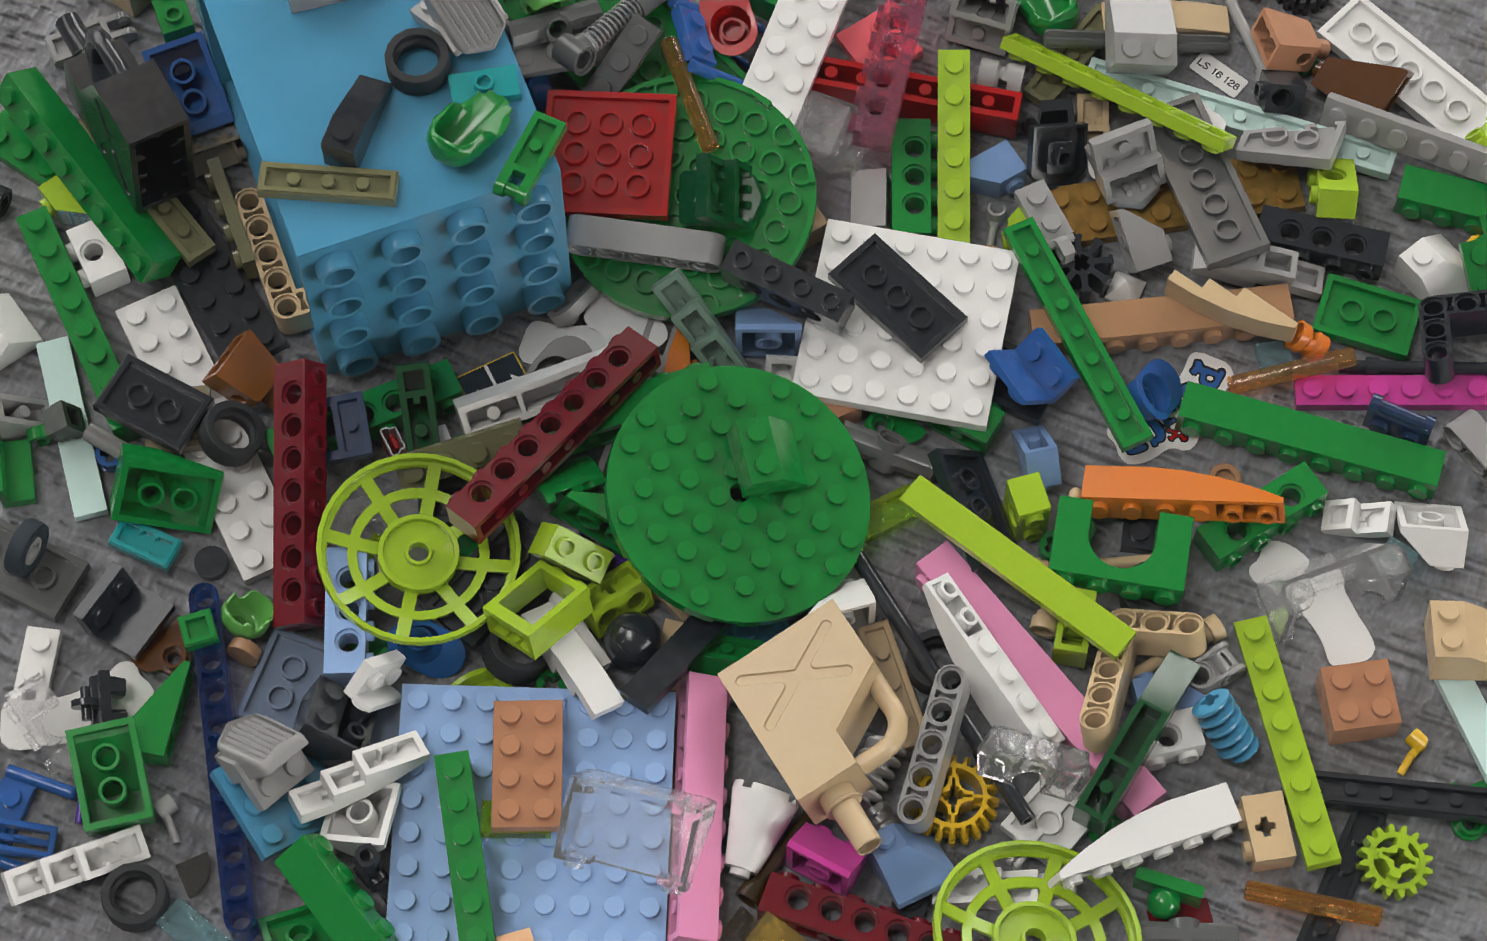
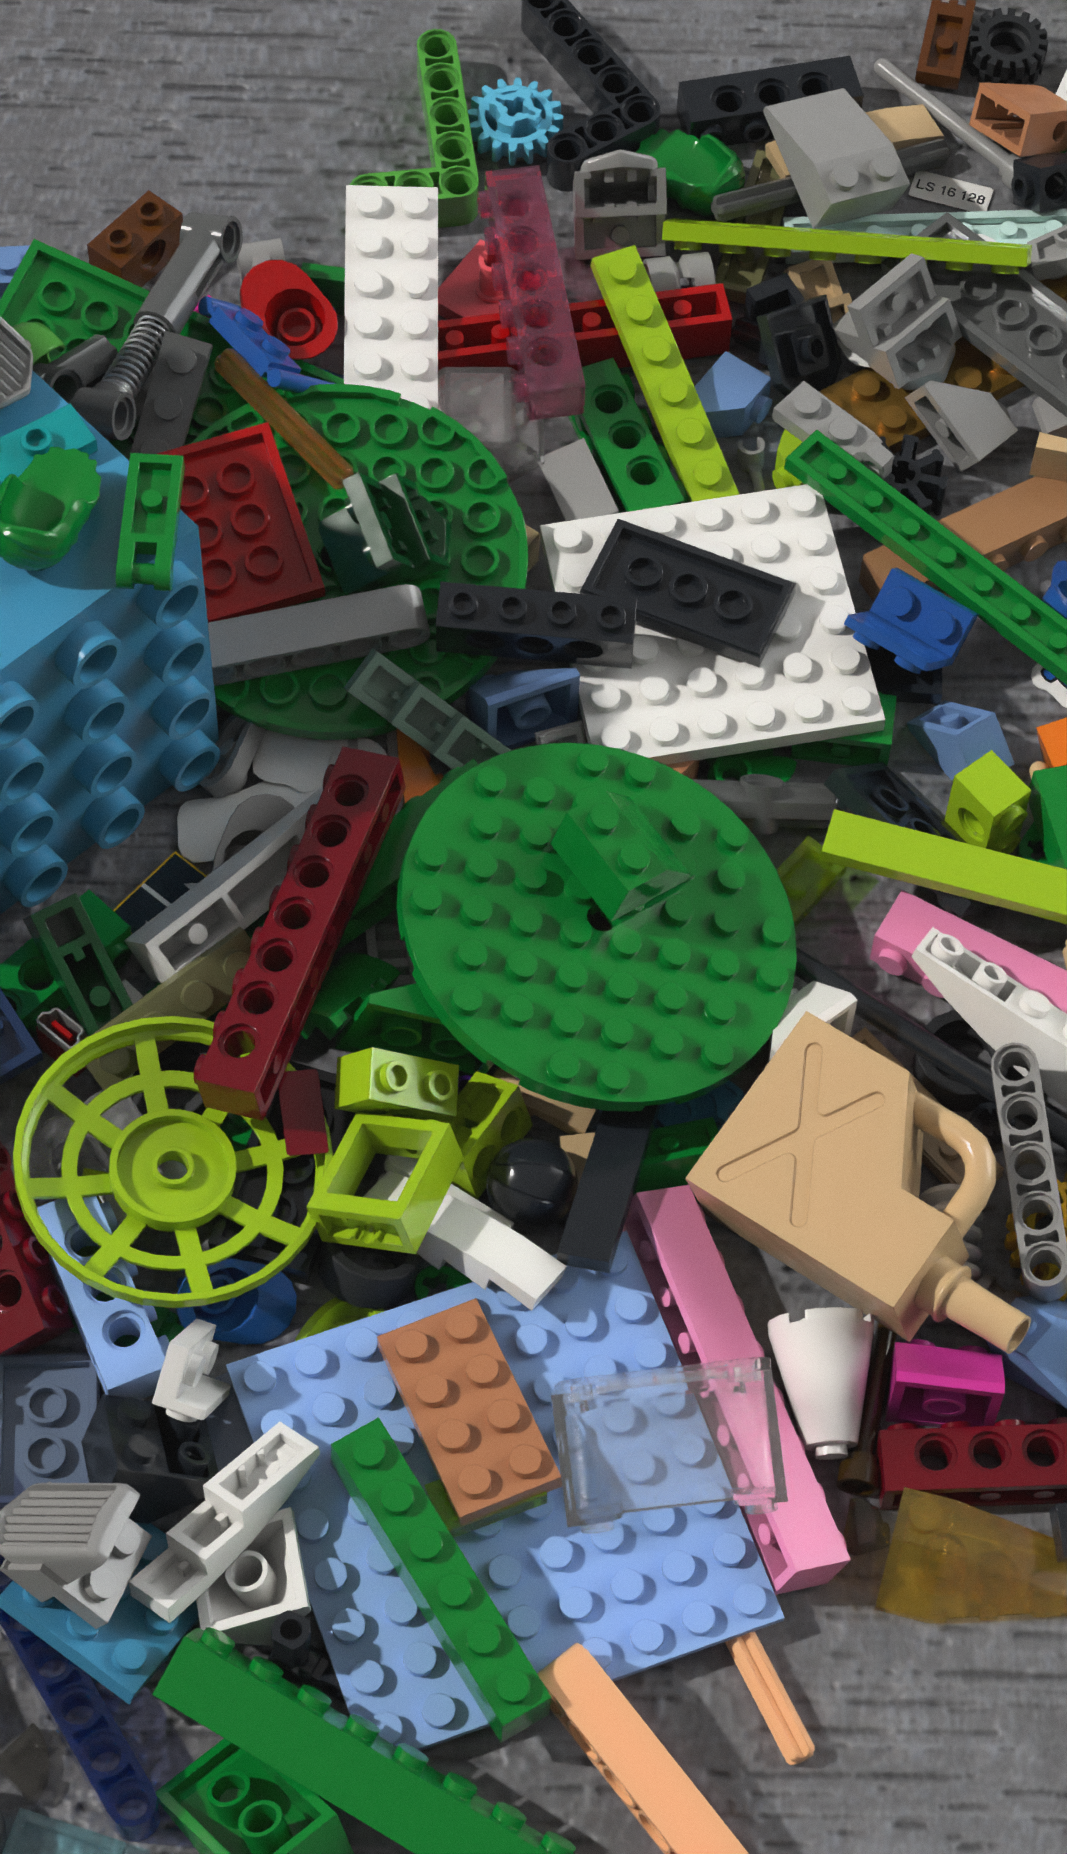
camera: 25 degrees left, 5 degrees down
(507, 548) = (302, 1113): none -> dark red sticker
(1124, 288) = (965, 491): white slope -> none

